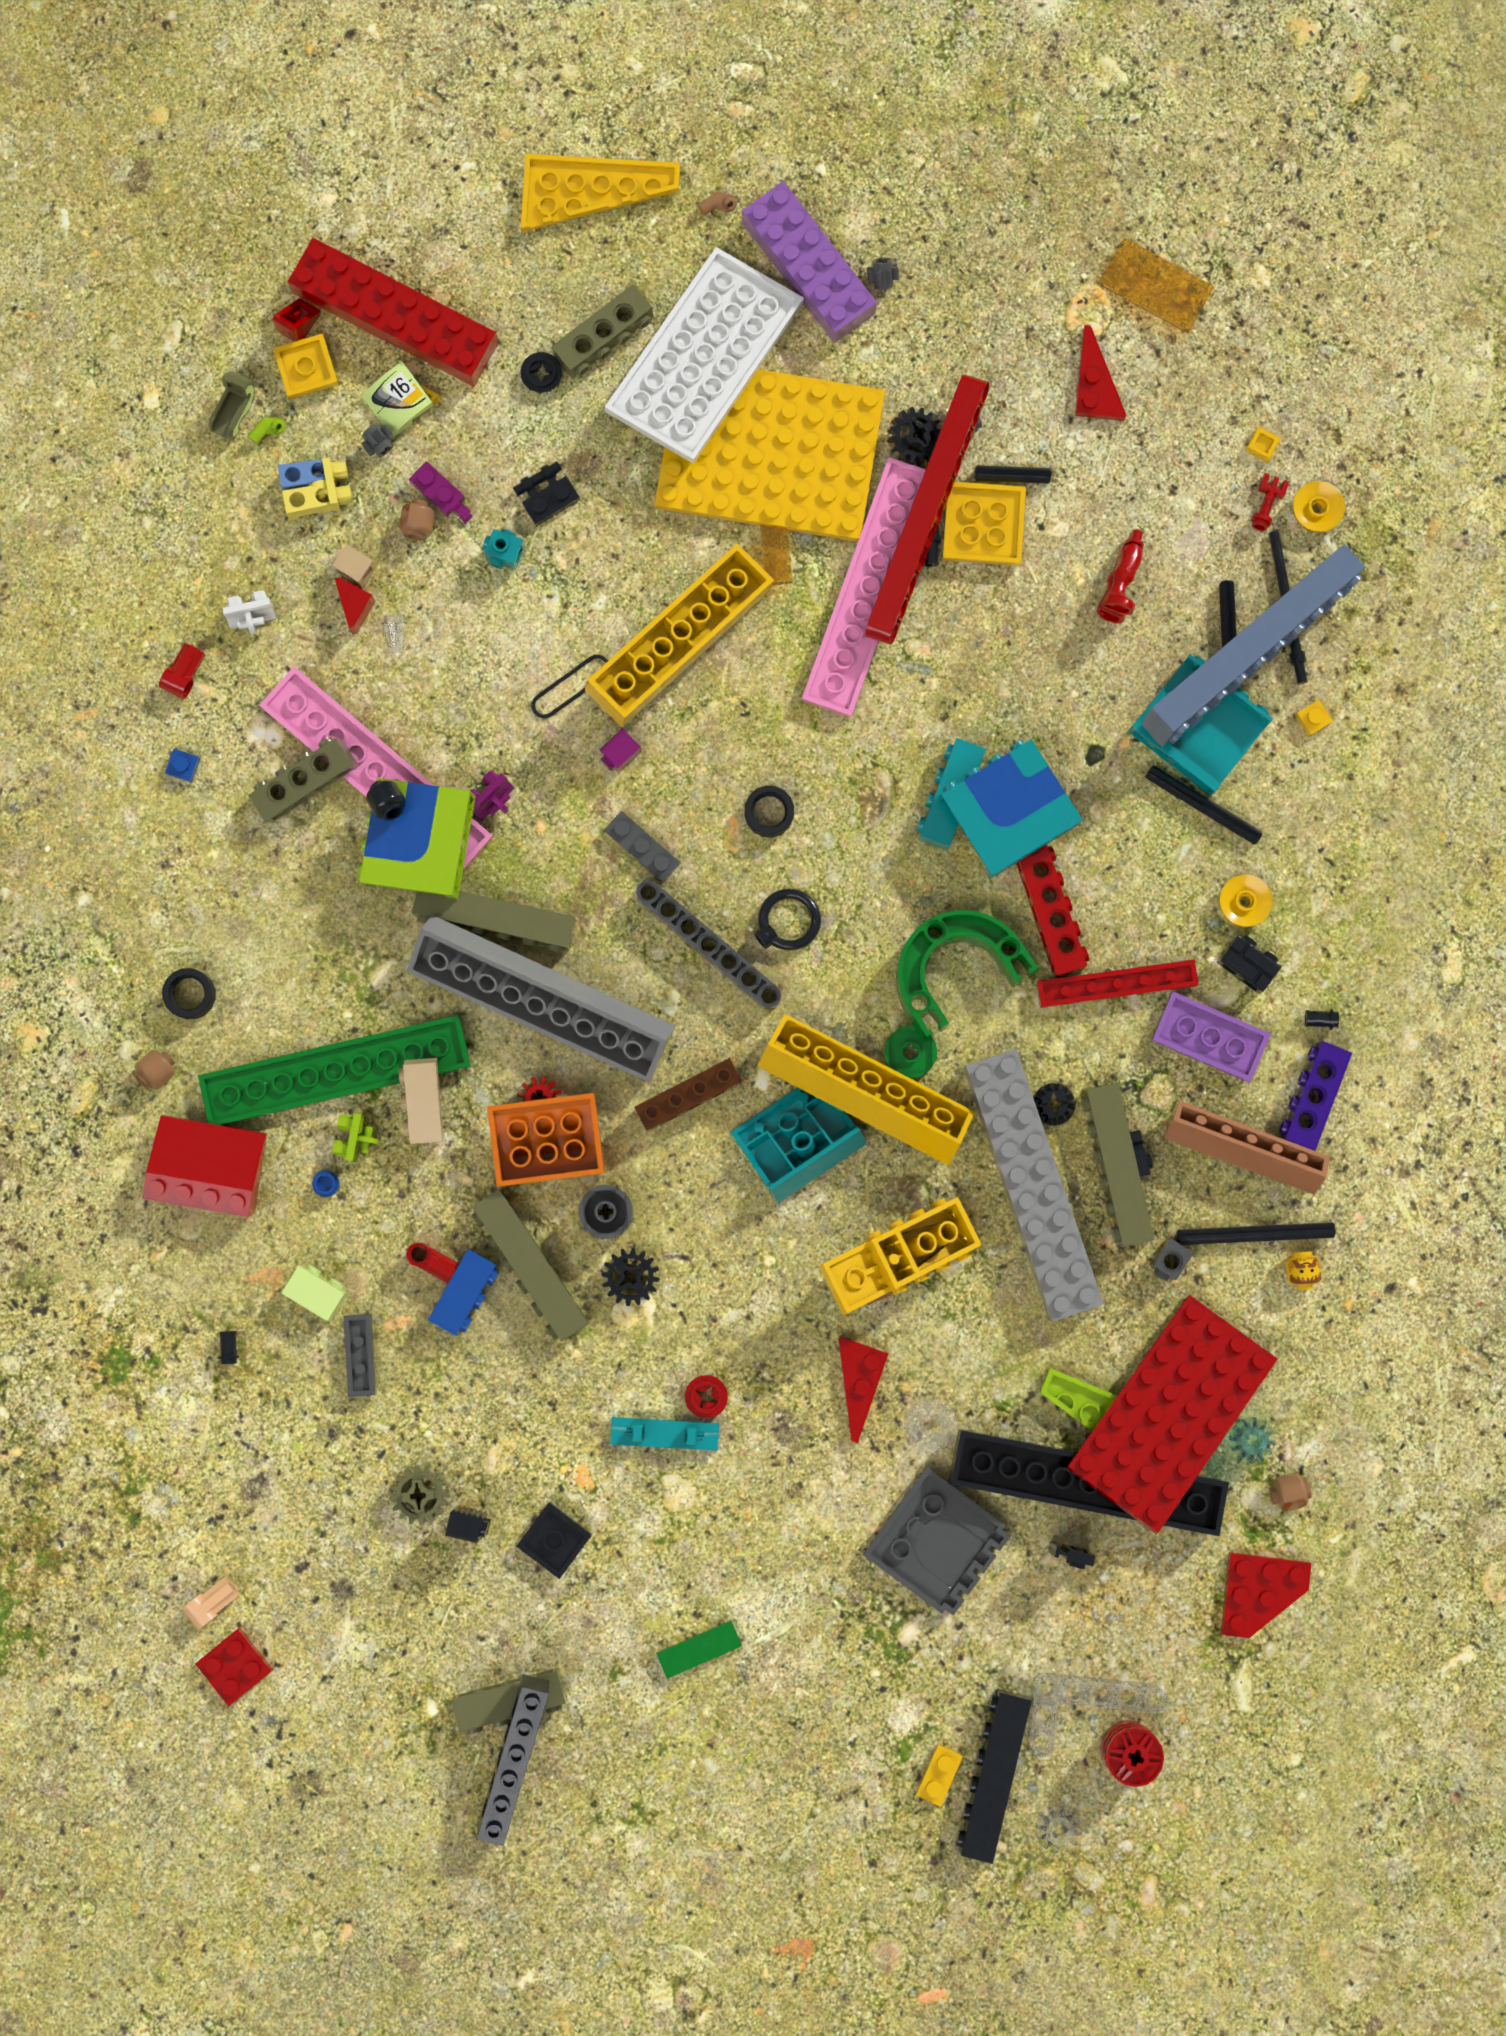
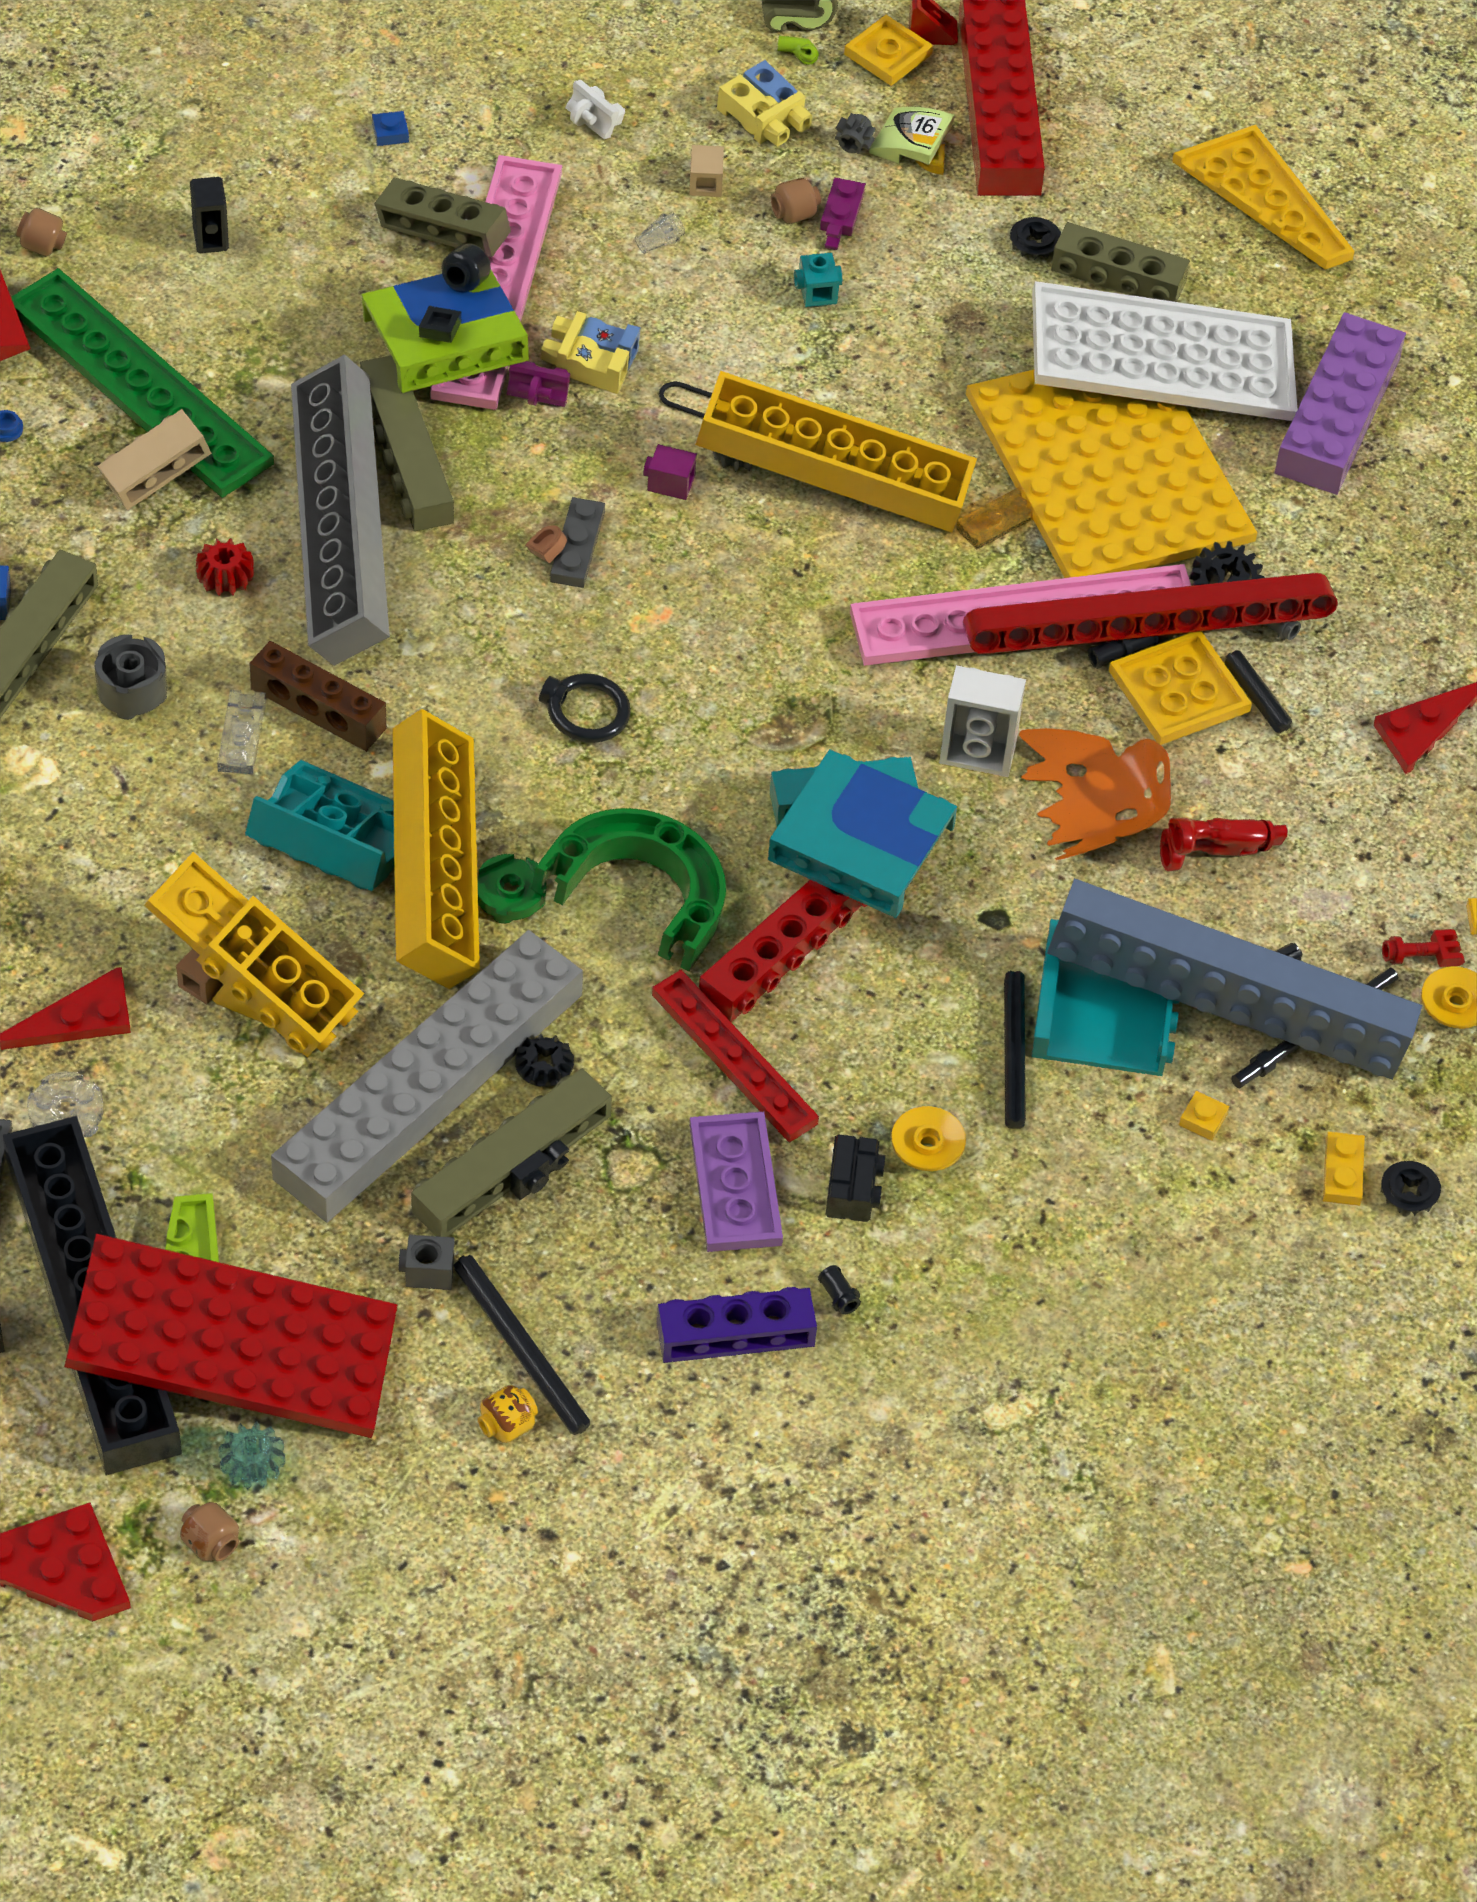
camera: 60 degrees right, 30 degrees down
(174, 979) = (144, 210): black tyre -> none
(179, 677) = (480, 84): red piece -> none
(210, 944) = (209, 214): none -> black brick
(350, 1149) = (75, 426): lime hips -> none
(355, 603) = (662, 188): red slope -> none
(431, 848) = (440, 324): none -> black plate
(481, 742) = (592, 350): none -> light yellow hips
(546, 1139) = (177, 584): orange slope -> none
(550, 500) = (906, 304): black plate -> none
(623, 1267) = (68, 735): black gear -> none
(638, 870) = (547, 543): none -> nougat tile
(687, 1159) = (241, 732): none -> clear plate
(702, 933) = (505, 643): dark grey beam -> none
(717, 201) = (1339, 302): medium nougat arm -> none
(772, 791) = (700, 613): black tyre -> none
(883, 273) = (1383, 471): dark grey gear -> none
(962, 676) = (982, 721): none -> white brick
(1036, 628) = (1104, 790): none -> orange piece
(1247, 1147) = (622, 1272): nougat brick -> none
(1396, 657) = (1343, 1168): none -> yellow plate
(1440, 617) = (1411, 1174): none -> black gear

